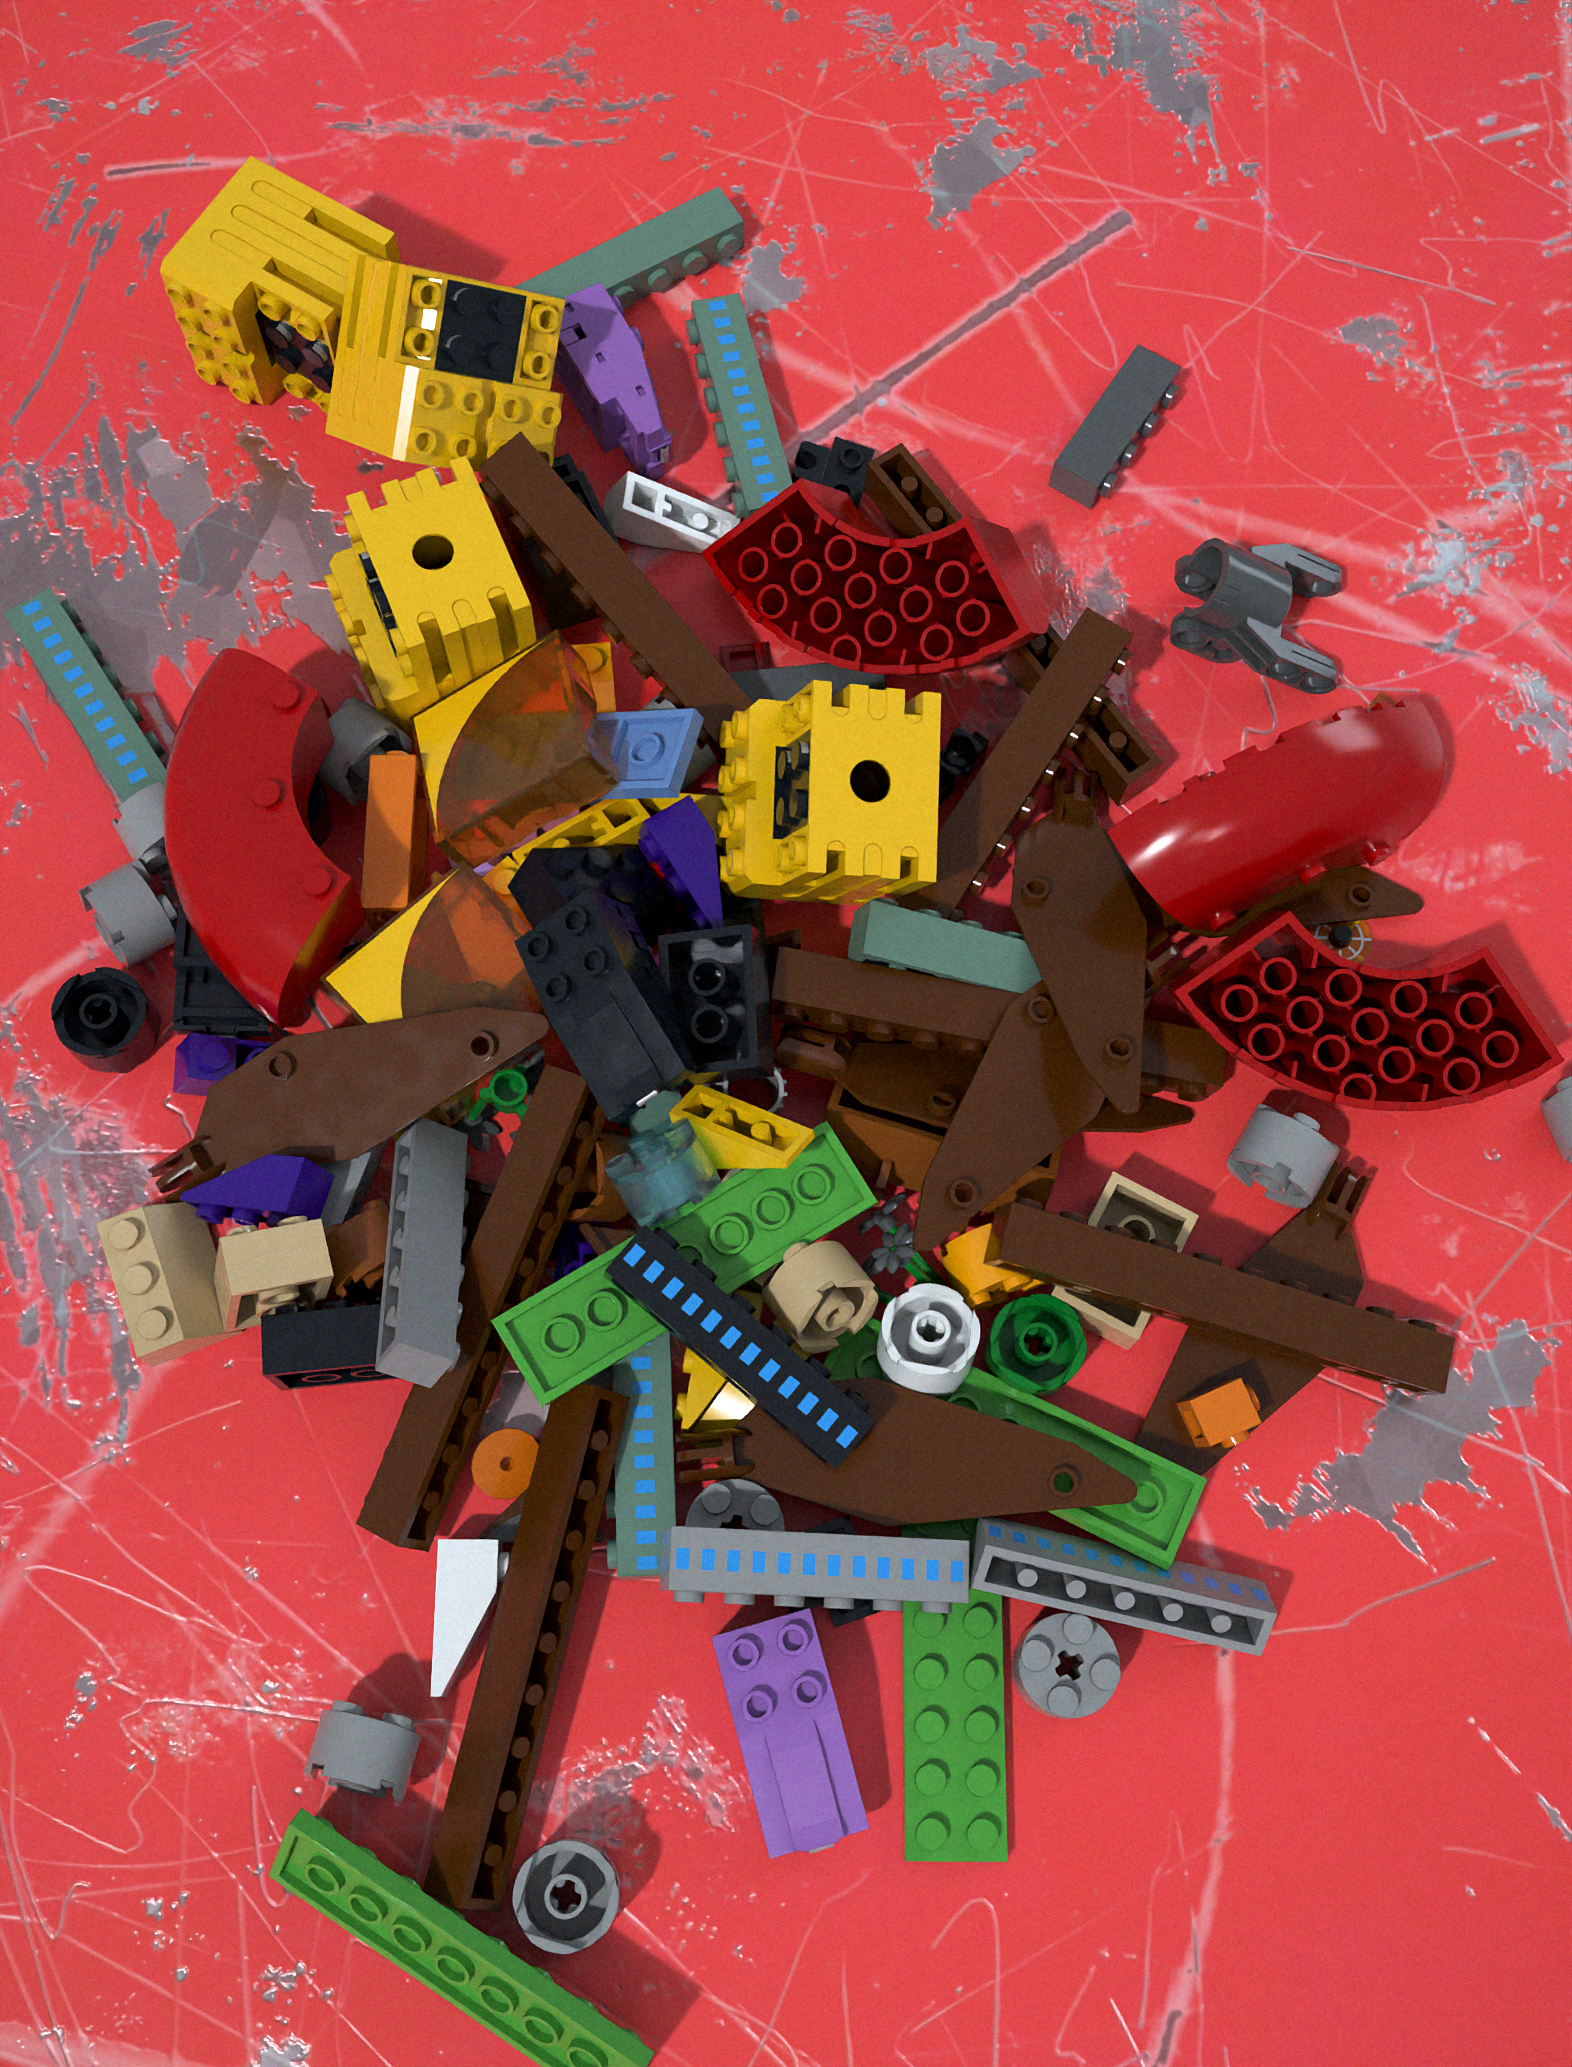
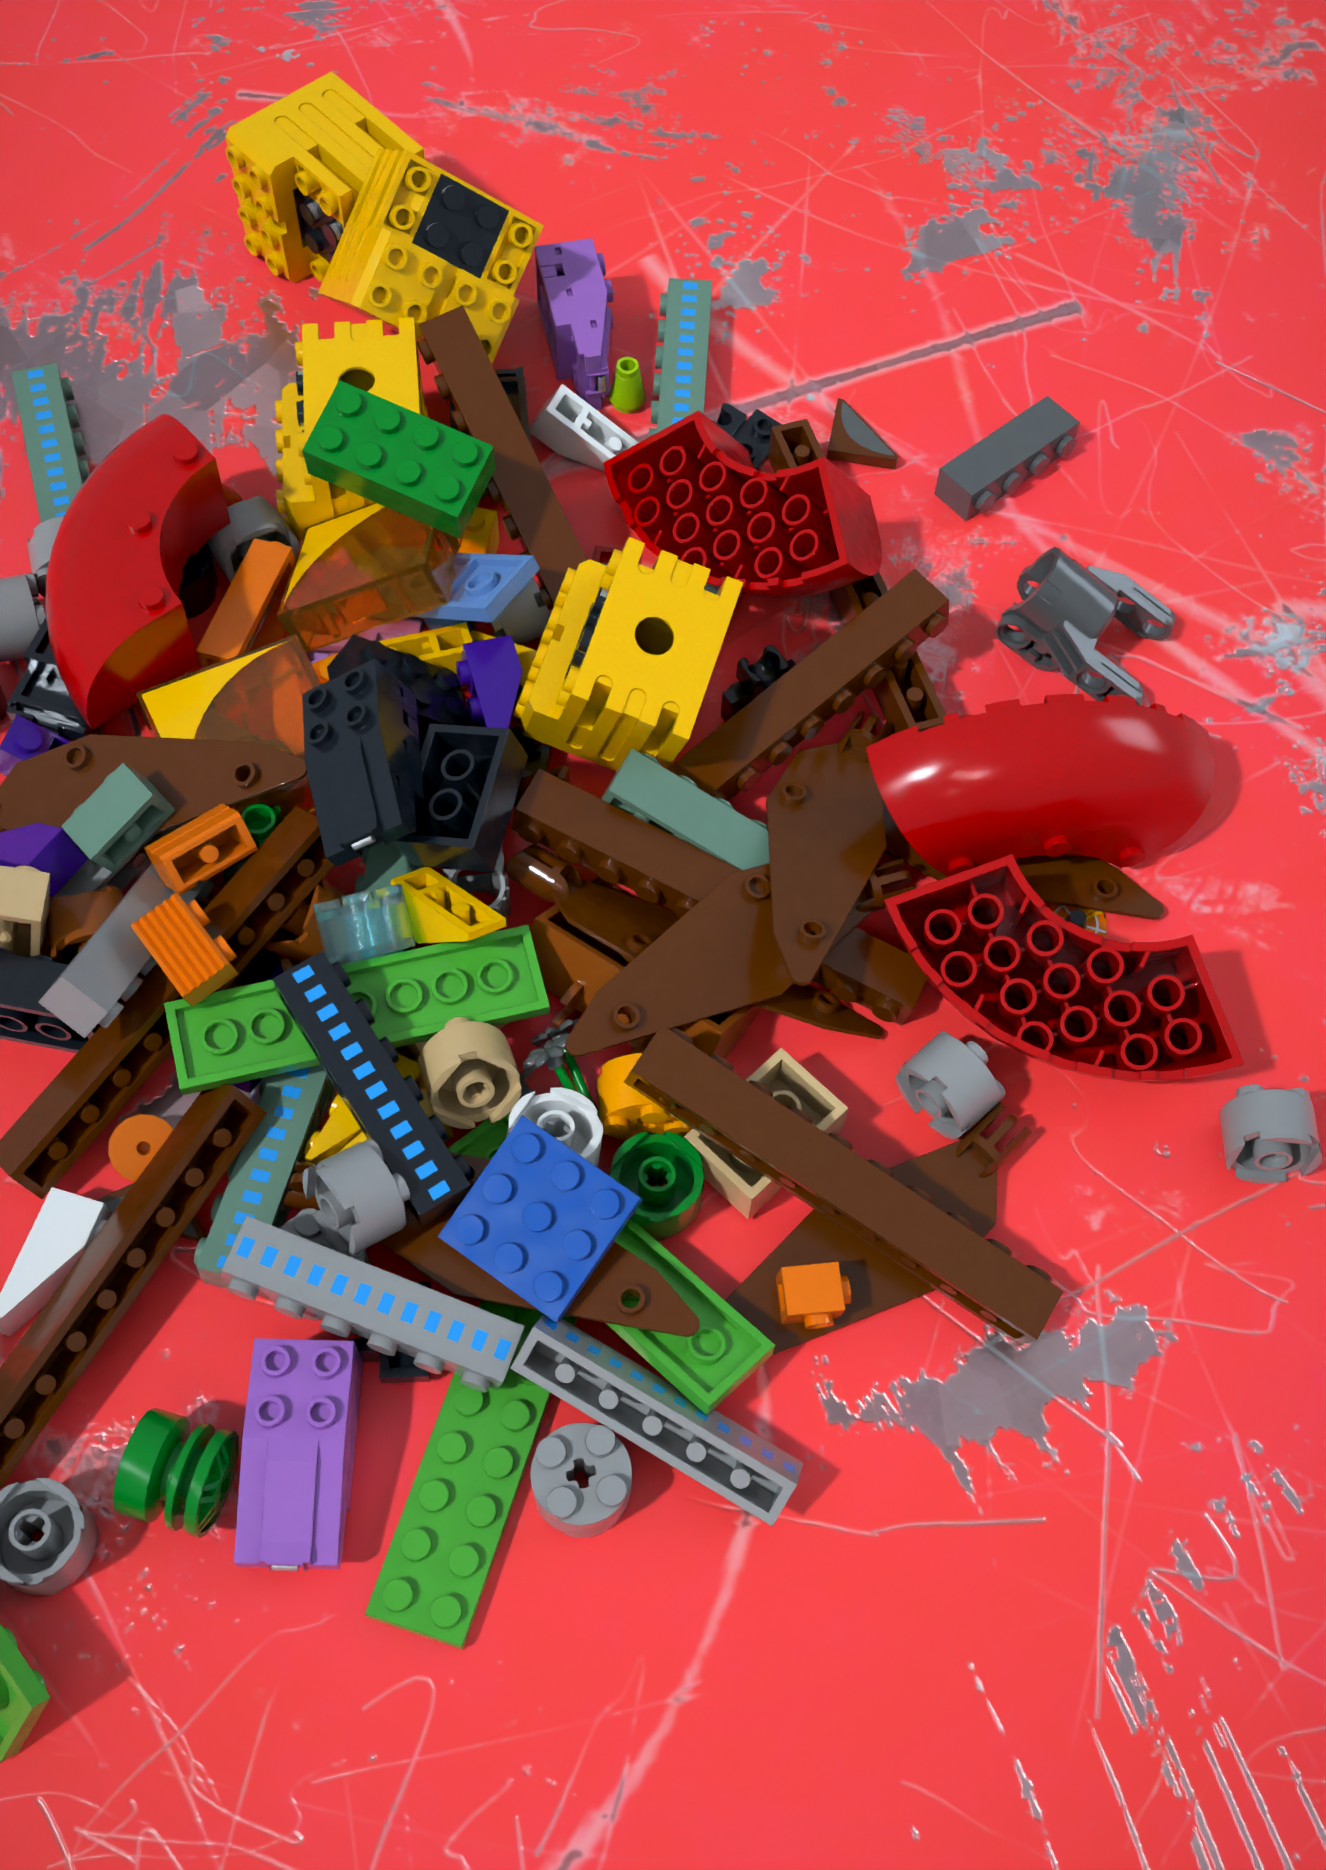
camera: 20 degrees right, 10 degrees down
(357, 1127) = (118, 818): none -> sand green brick
(464, 1140) = (201, 848): none -> orange brick
(499, 1261) = (185, 949): none -> orange brick
(521, 640) = (399, 459): none -> green brick
(651, 253) = (652, 240): sand green brick -> none
(681, 1790) = (176, 1472): none -> green wheel
(689, 446) = (627, 387): none -> lime cone
(766, 1467) = (356, 1197): none -> light grey brick
(948, 445) = (855, 440): none -> reddish brown tile
(952, 1431) = (540, 1218): none -> blue plate

